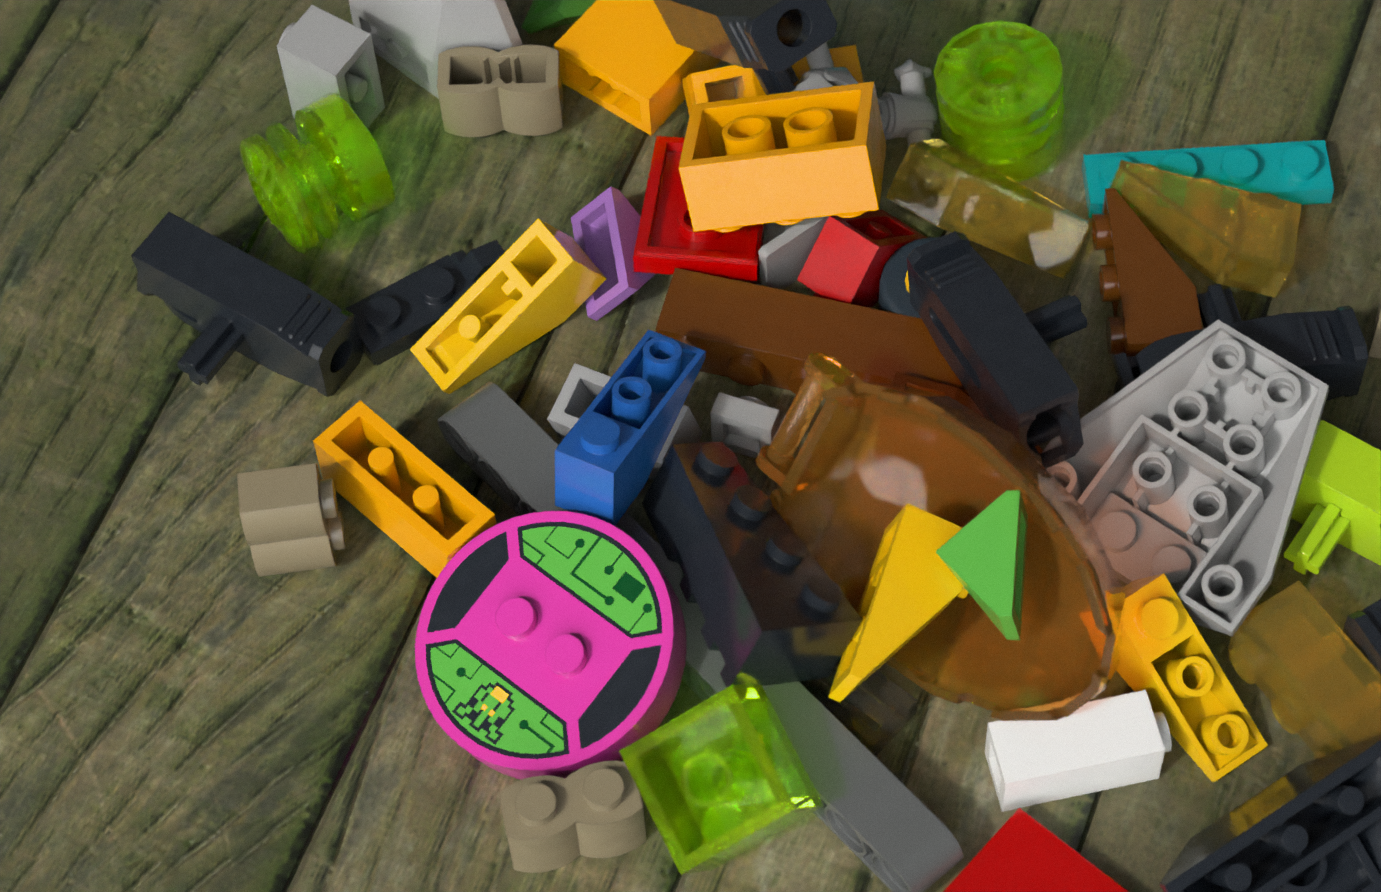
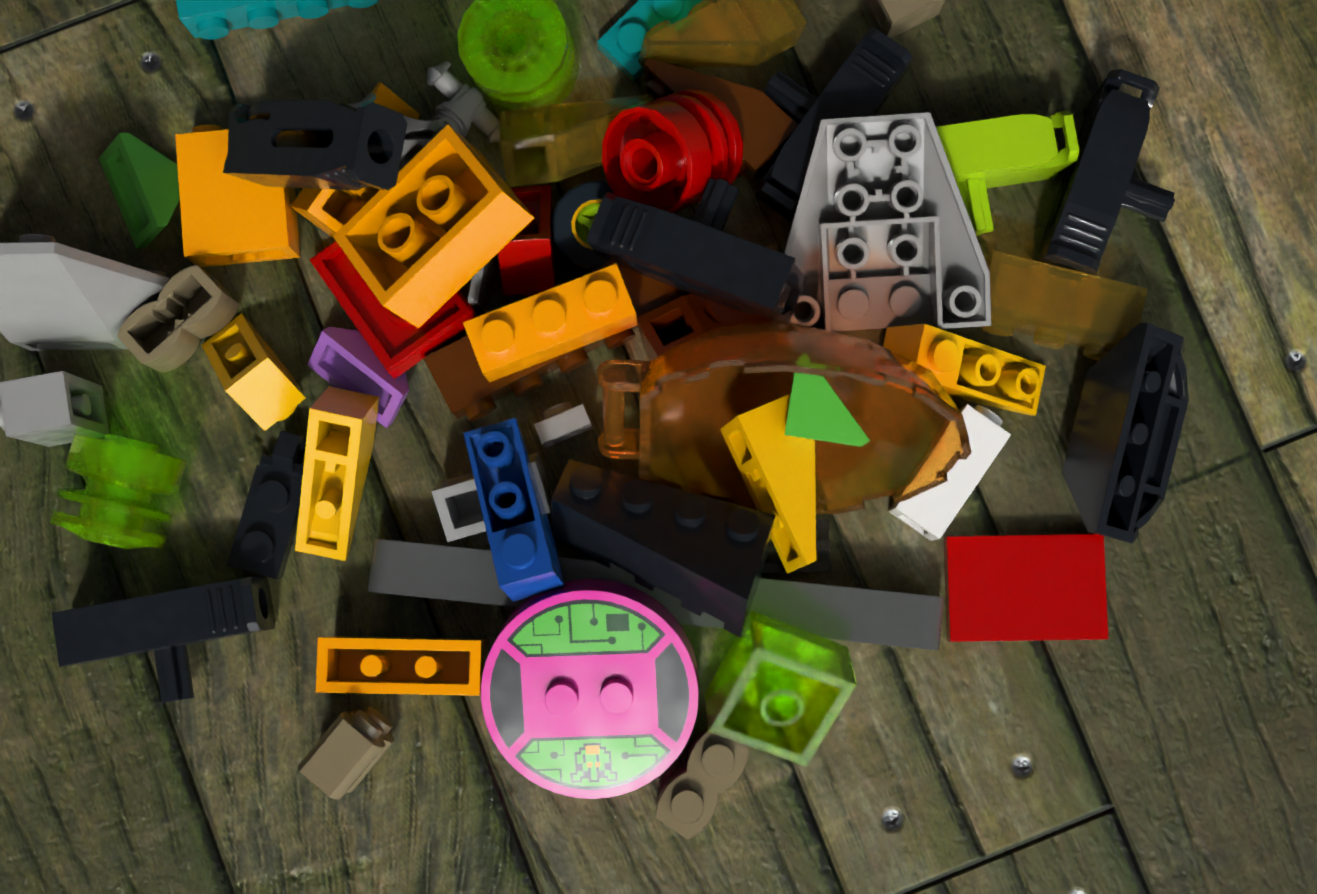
camera: 45 degrees left, 25 degrees up
(518, 183) = (253, 373): none -> yellow slope
(813, 309) = (551, 323): none -> light orange brick
(1056, 247) = (671, 149): none -> red wheel

